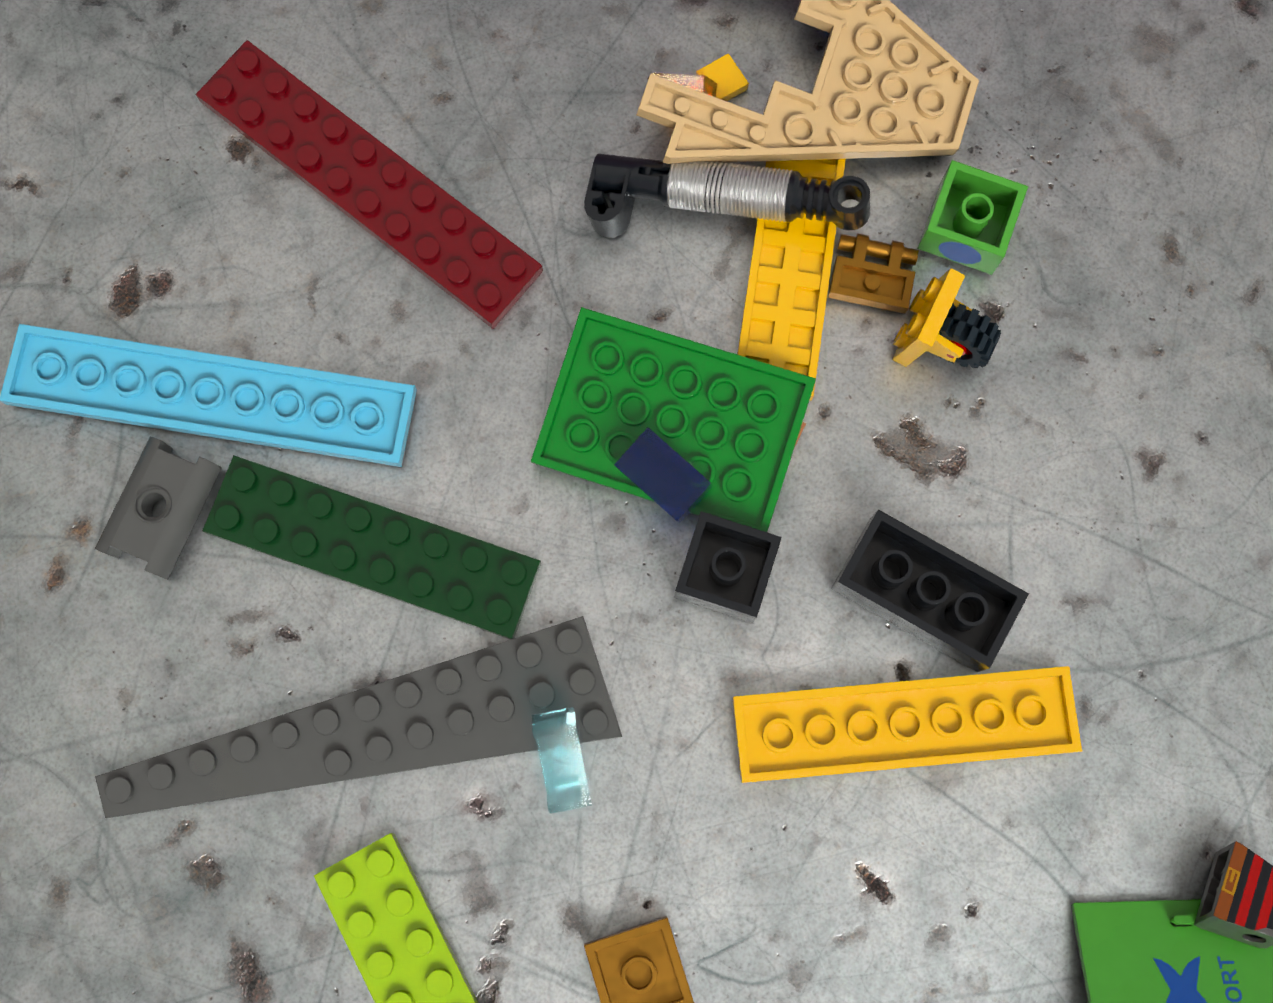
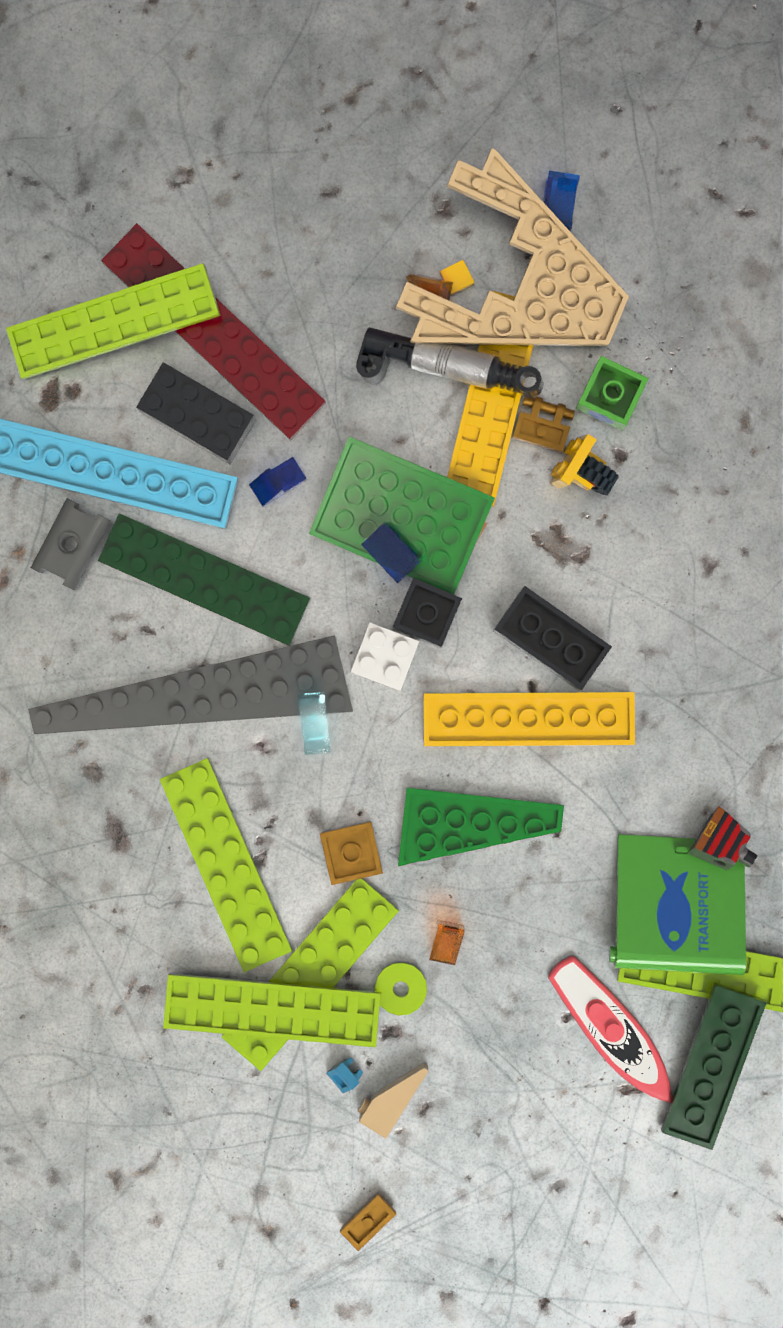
camera: 10 degrees right, 10 degrees up
(213, 173) = (113, 321): none -> lime plate
(346, 296) = (196, 413): none -> black brick
(477, 389) = (277, 482): none -> clear blue slope
(666, 643) = (385, 656): none -> white brick
(812, 907) = (458, 823): none -> green wing

